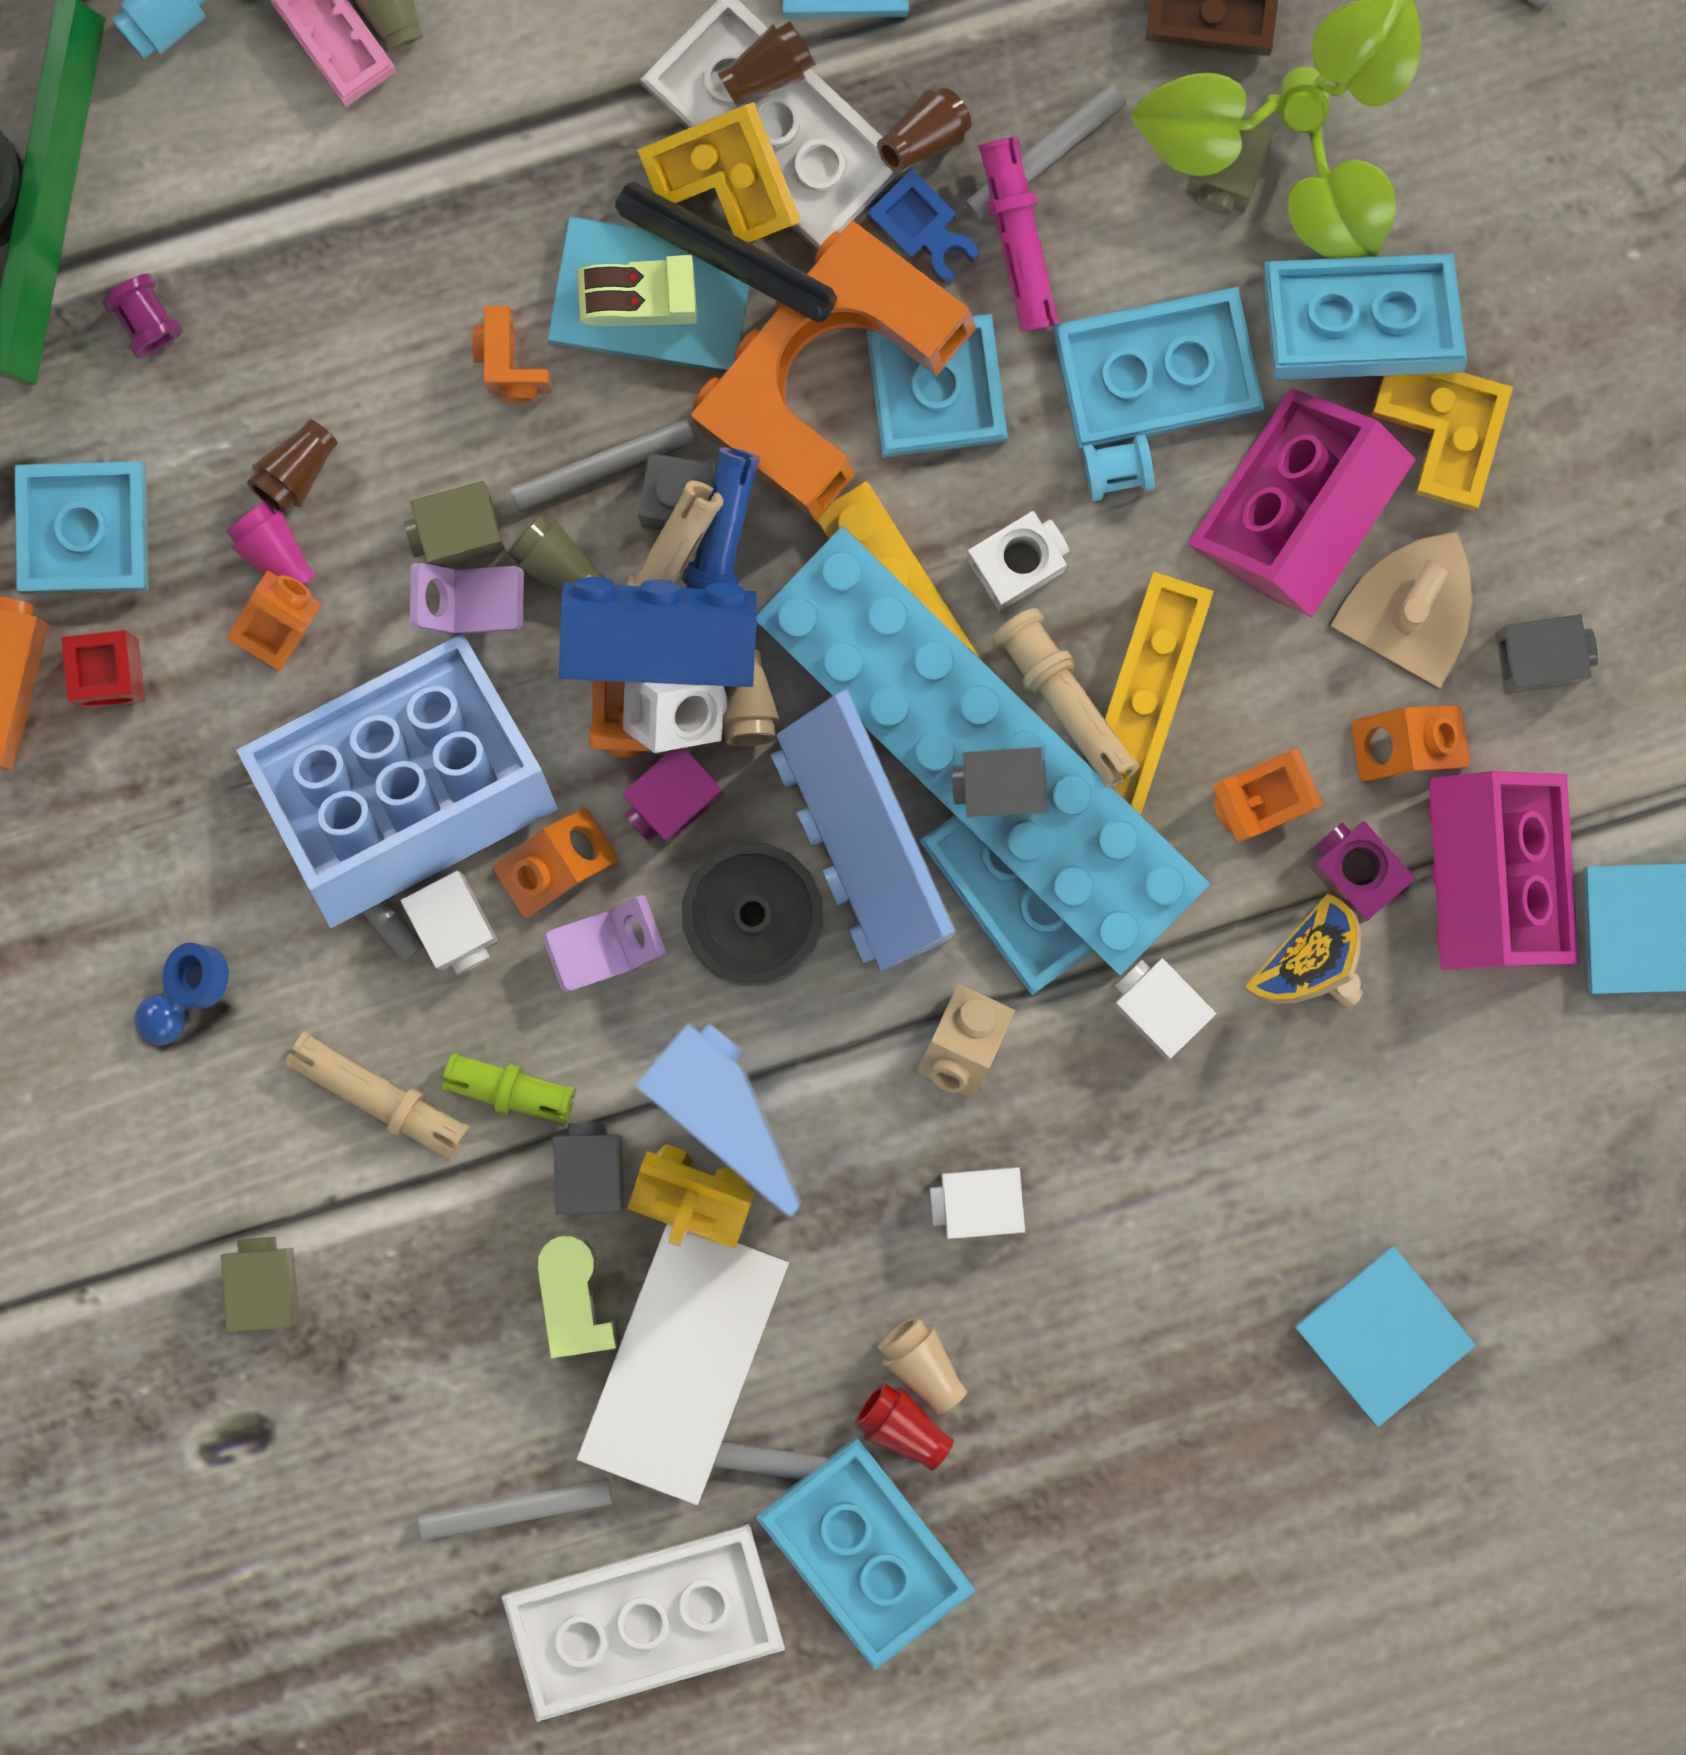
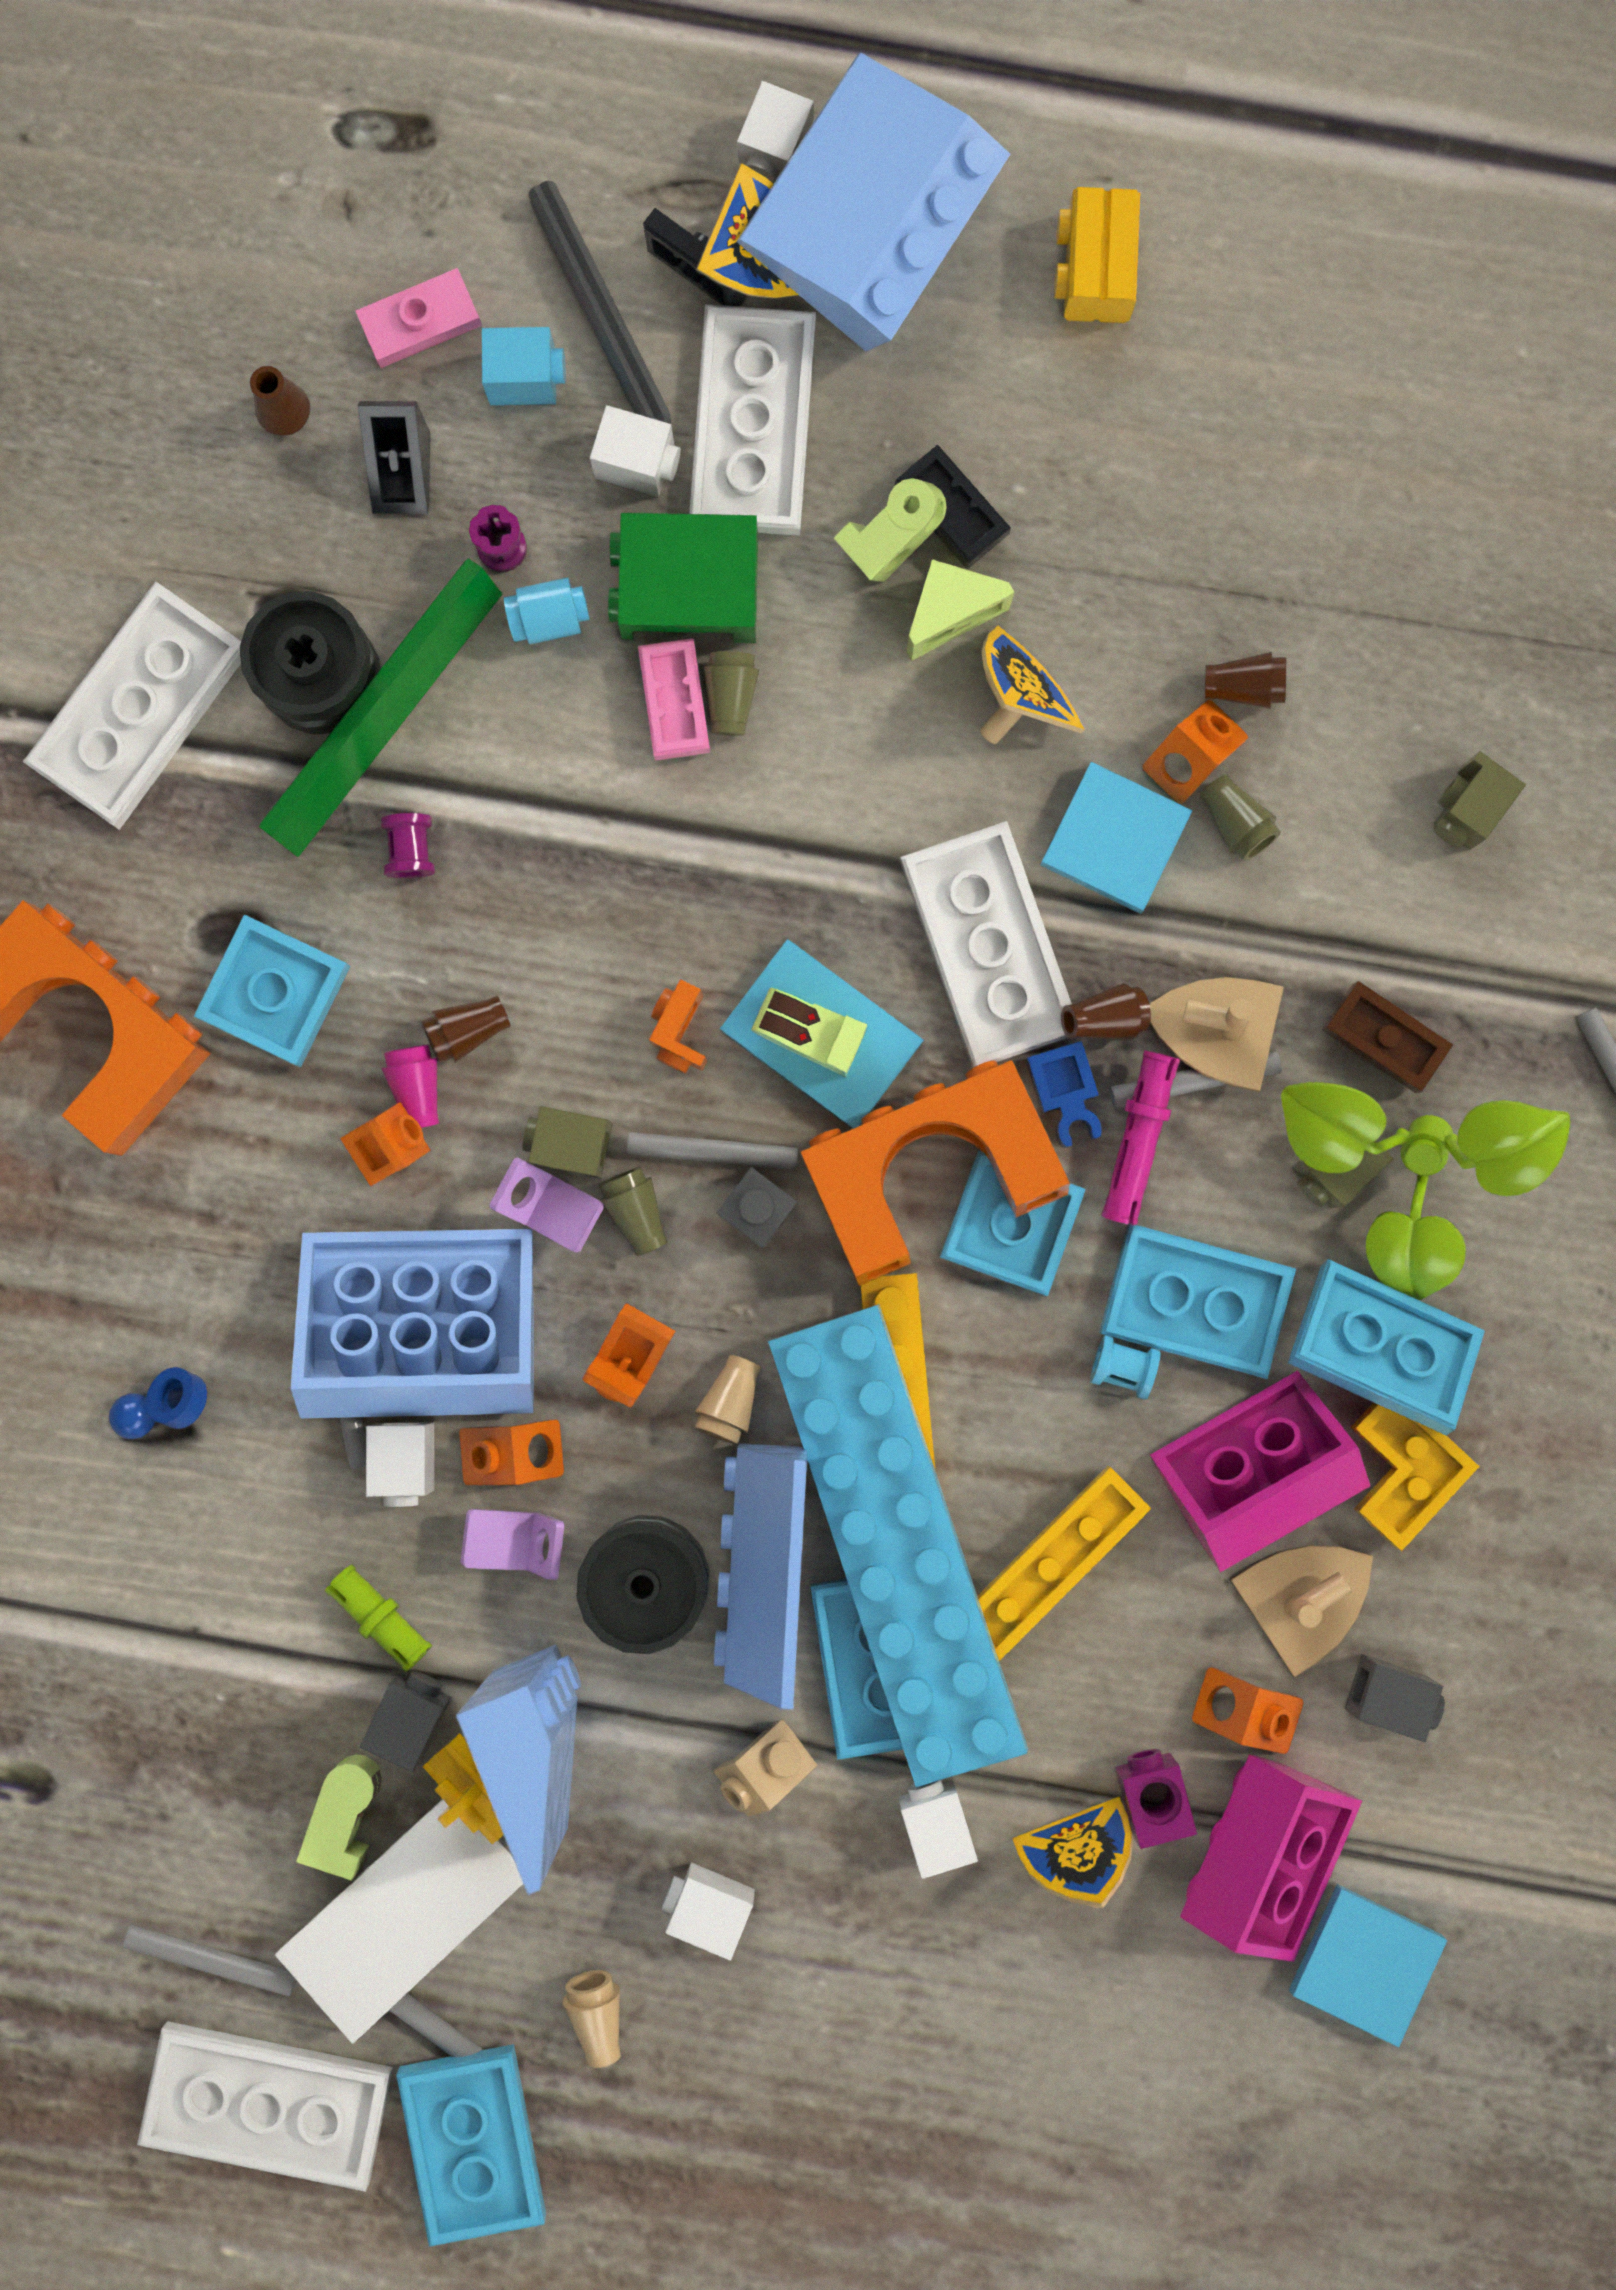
camera: 30 degrees right, 0 degrees up
(103, 669) = (226, 1115): red brick -> none
(259, 1286) = (97, 1677): olive brick -> none
(400, 1109) = (271, 1569): tan pin -> none
(657, 633) = (681, 1320): blue brick -> none
(670, 796) = (628, 1449): magenta brick -> none
(673, 714) = (666, 1381): white brick -> none
(680, 535) = (697, 1275): tan pin -> none
(719, 544) = (751, 1288): blue pin -> none
(726, 252) = (897, 1034): black axle -> none
(735, 160) = (941, 959): yellow plate -> none
(768, 64) = (1009, 899): reddish brown cone -> none
(903, 1427) = (551, 2058): red cone -> none
(998, 580) = (980, 1401): white brick -> none
(1001, 782) = (898, 1588): dark grey brick -> none
(1043, 88) = (1220, 1027): none -> tan shield
(1050, 674) = (984, 1509): tan pin -> none
(1266, 796) = (1109, 1697): orange bracket -> none
(1384, 1336) = (981, 2187): medium azure tile -> none

